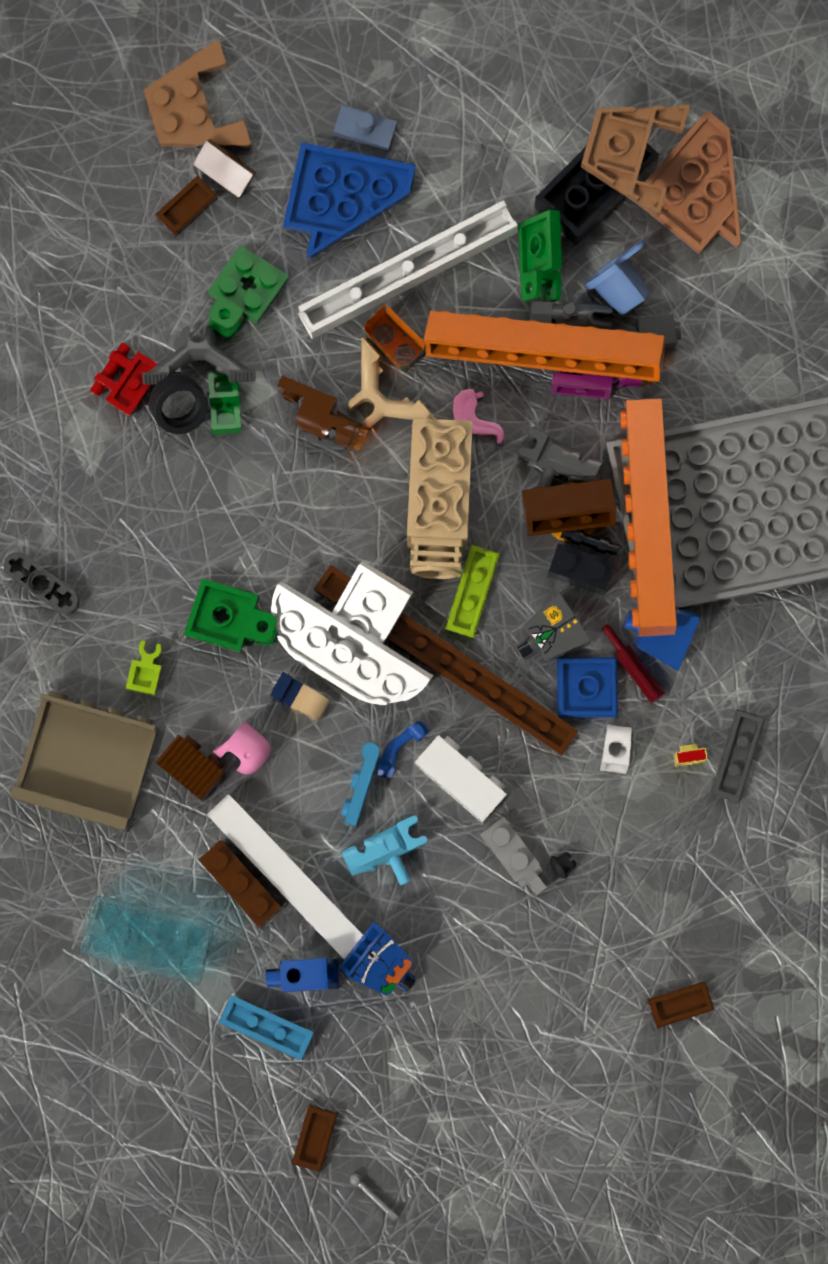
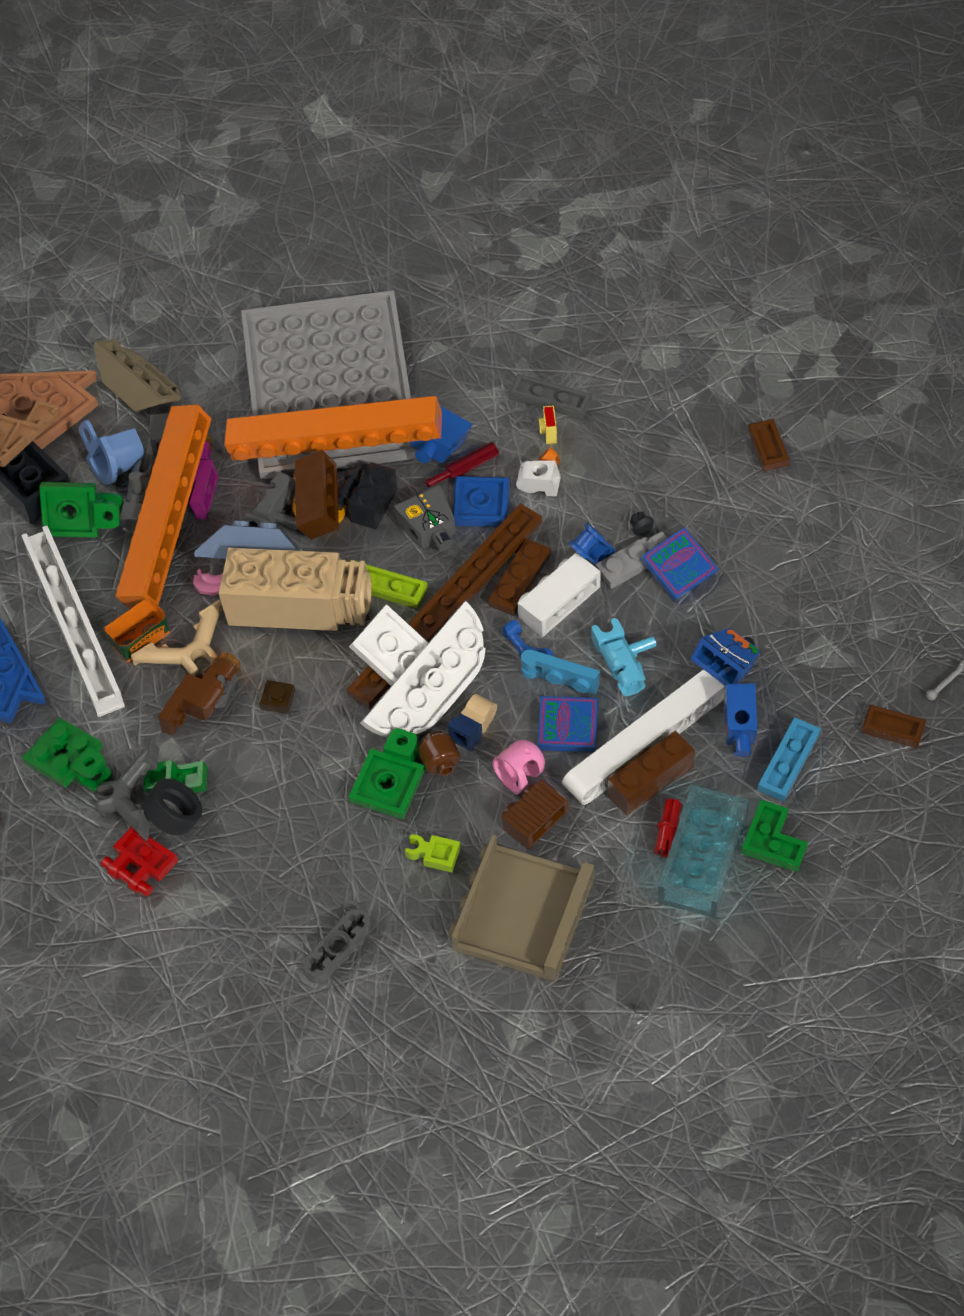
camera: 85 degrees left, 25 degrees down
(167, 1004) = (767, 842): none -> green plate
(181, 904) = (668, 827): none -> red axle
(255, 665) = (439, 753): none -> reddish brown head
(303, 796) = (567, 724): none -> blue tile
(325, 494) = (277, 697): none -> dark brown plate
(488, 736) = (519, 576): none -> reddish brown plate
(493, 449) = (243, 536): none -> sand blue wedge
(506, 907) = (679, 564): none -> blue tile
(519, 810) = (592, 545): none -> blue piece
(645, 757) = (550, 455): none -> orange hinge
(729, 293) = (133, 377): none -> dark tan wedge

